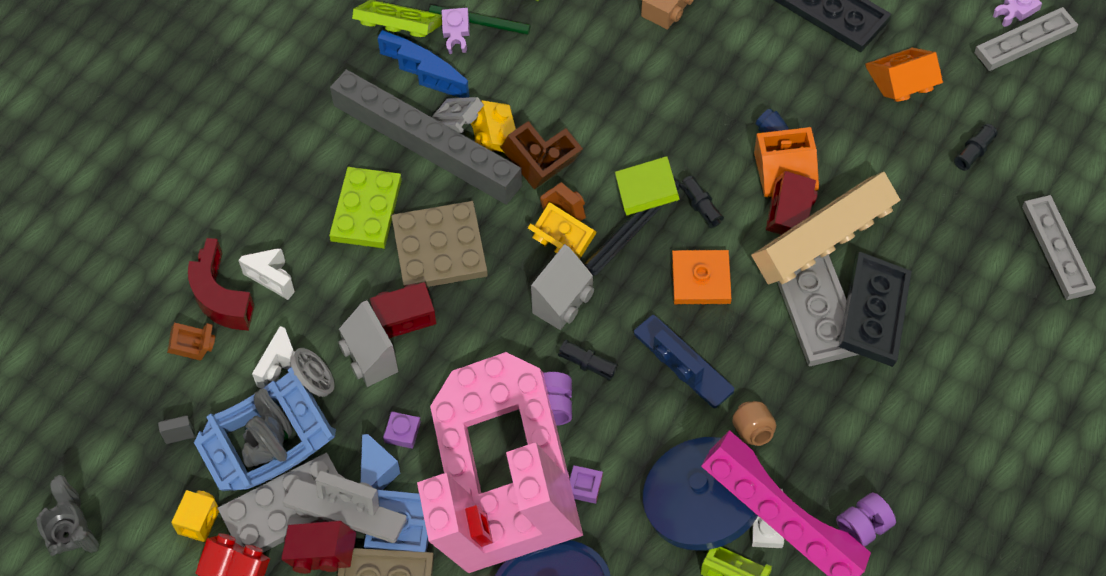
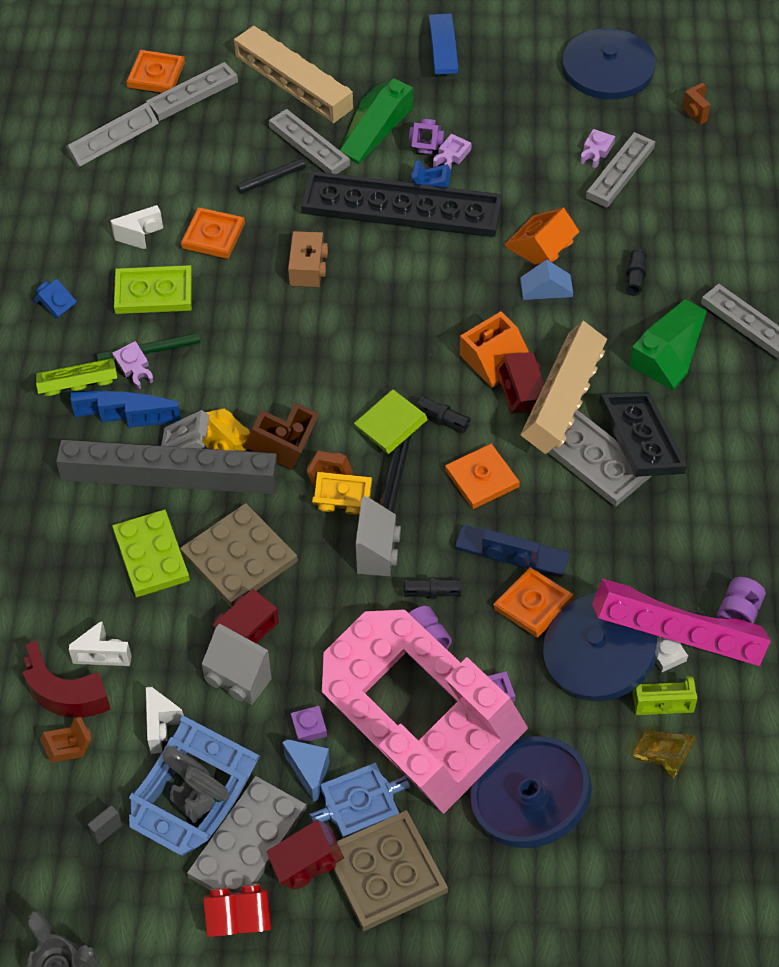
camera: 30 degrees left, 5 degrees down
(195, 515) = (172, 888): yellow brick -> none
(311, 372) = (200, 713): light grey wheel -> none
(345, 501) = (306, 802): light grey bracket -> none
(479, 525) = (450, 765): red tile -> none
(670, 419) = (533, 602): none -> orange plate
(754, 423) = (603, 566): medium nougat head -> none
(770, 122) = (460, 324): dark blue cone -> none
(882, 119) = (546, 282): none -> medium blue slope
(964, 232) = (669, 345): none -> green wedge

